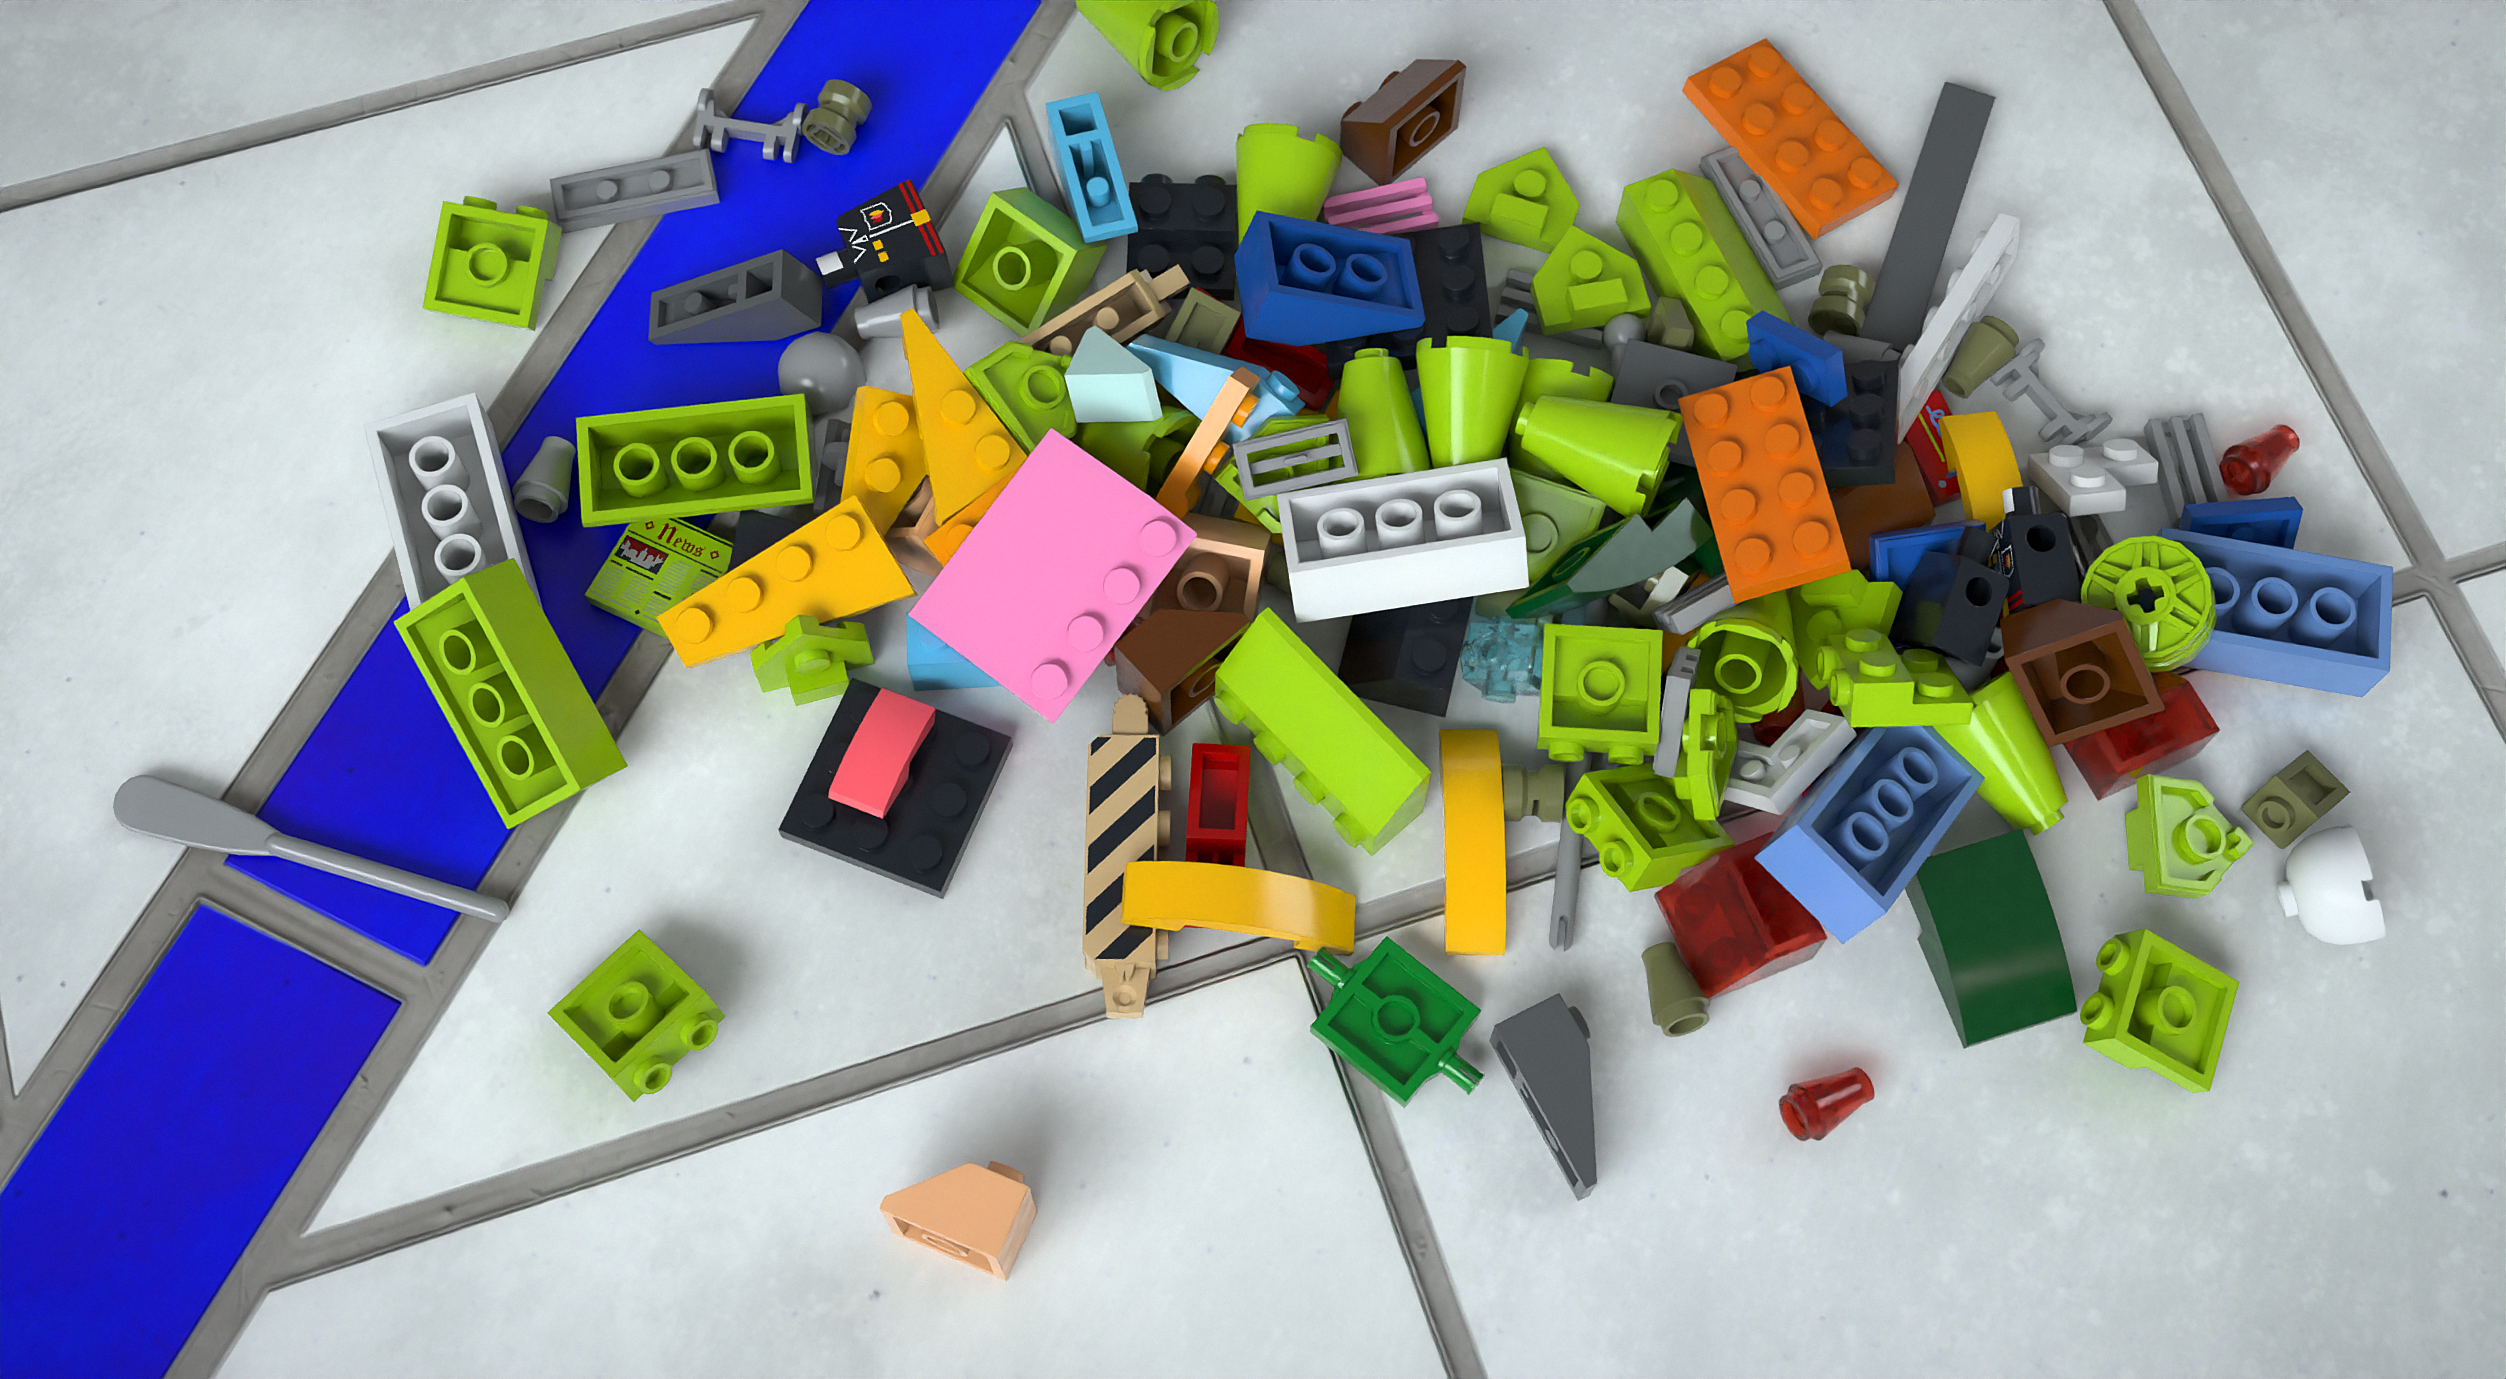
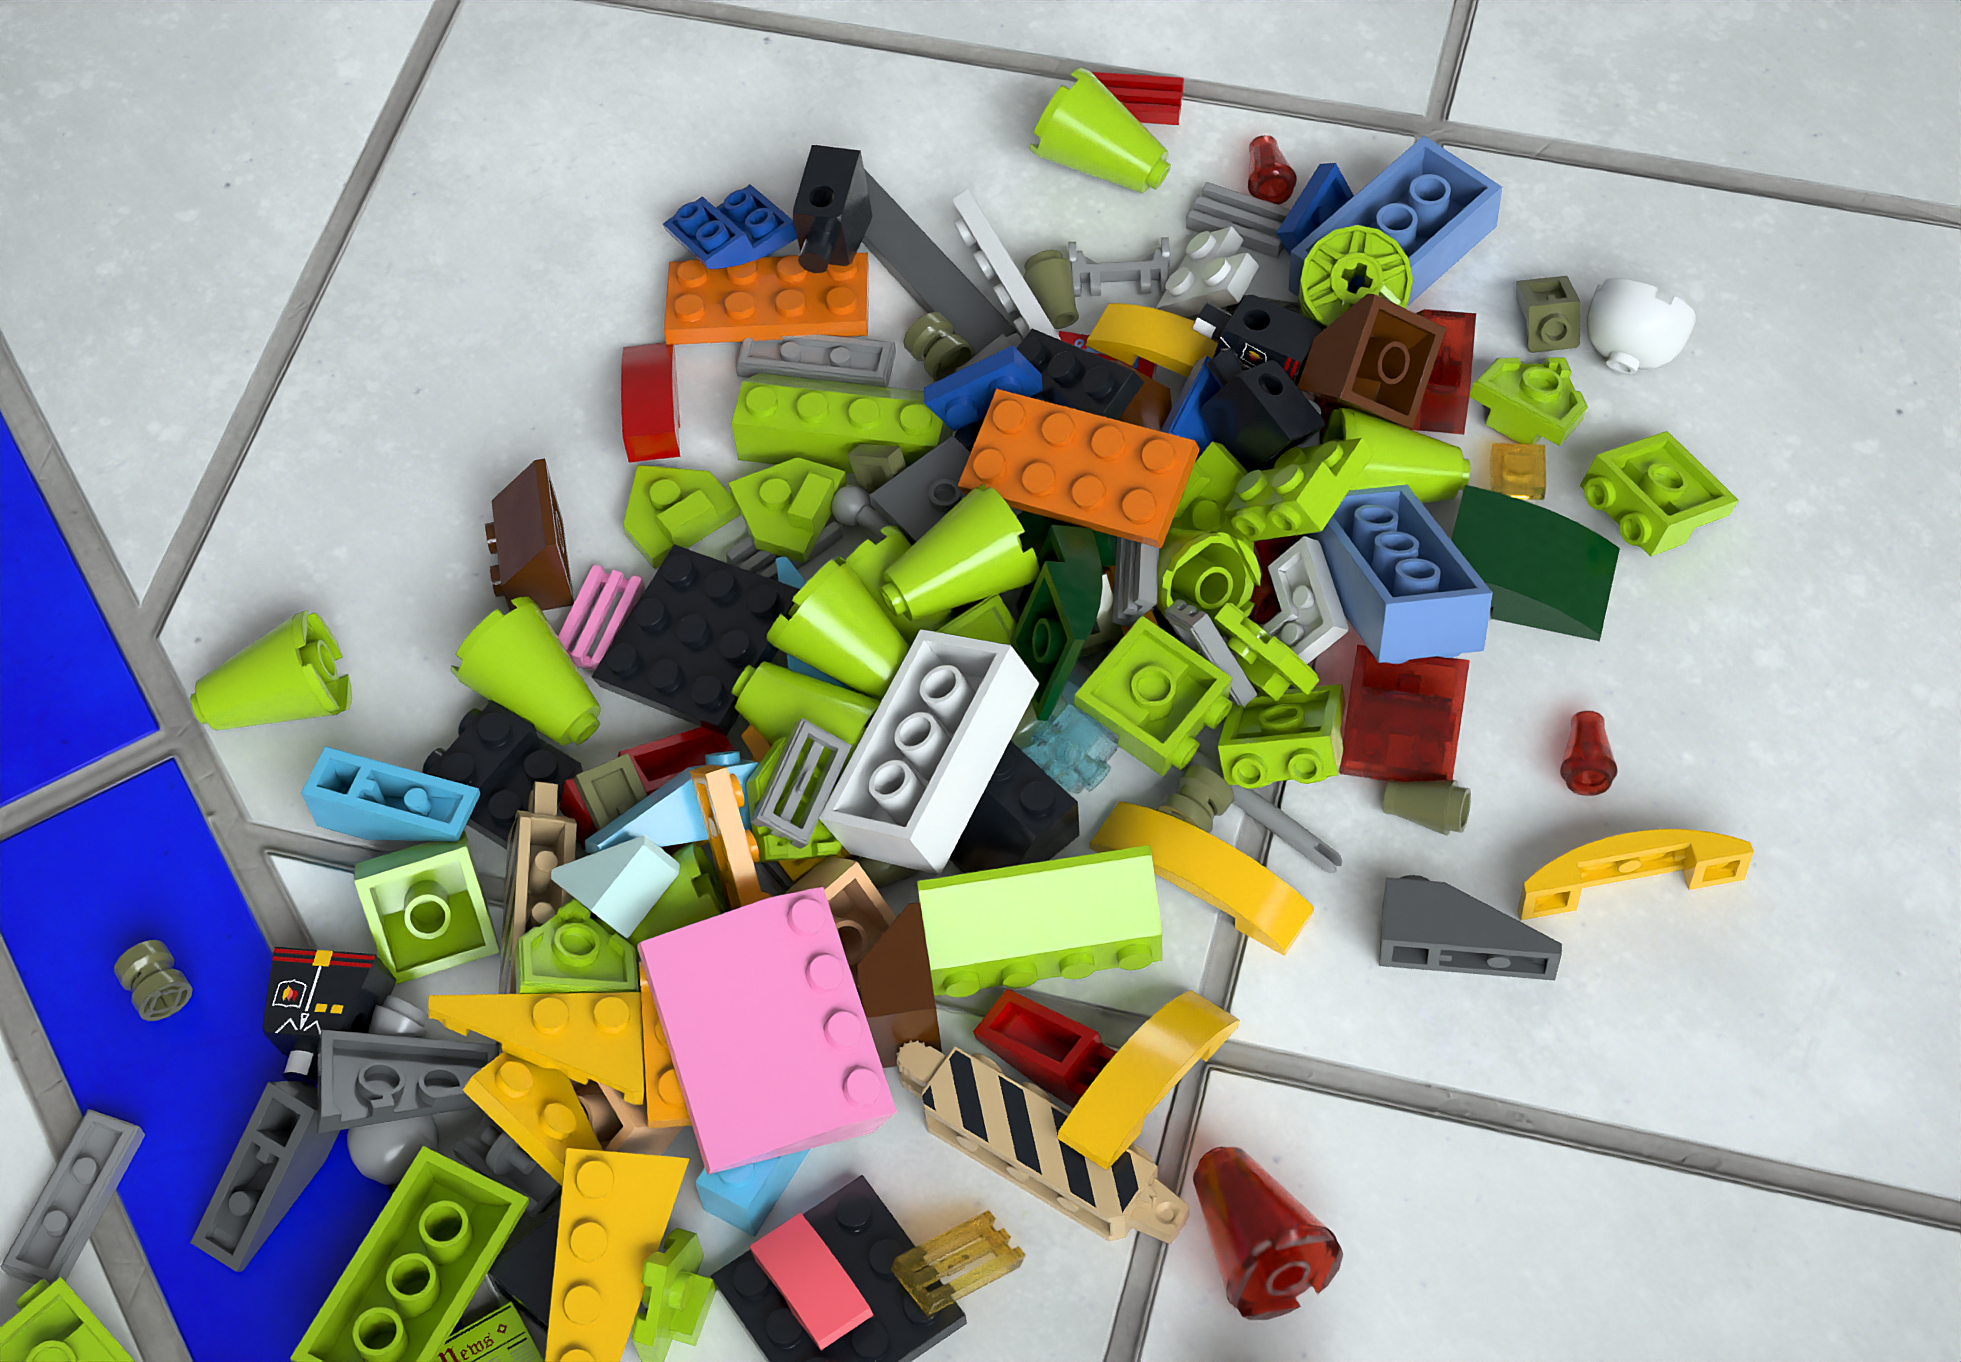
camera: 50 degrees left, 10 degrees down
(715, 122) = (66, 1088): light grey piece -> none
(845, 328) = (392, 1077): none -> dark grey wing
(1023, 876) = (946, 1243): none -> clear yellow tile
(1152, 1082) = (1261, 1236): none -> clear red cone
(1323, 282) = (645, 680): blue slope -> none
(1395, 1021) = (1323, 1020): green plate -> none
(1612, 114) = (650, 402): none -> red slope
(1787, 1266) = (1701, 855): none -> yellow slope
(1831, 66) = (733, 232): none -> blue slope
(1900, 122) = (825, 227): none -> black torso
(2093, 872) = (1518, 470): none -> clear yellow plate
(2172, 290) = (1099, 136): none -> lime cone
(2257, 293) = (1147, 89): none -> red tile

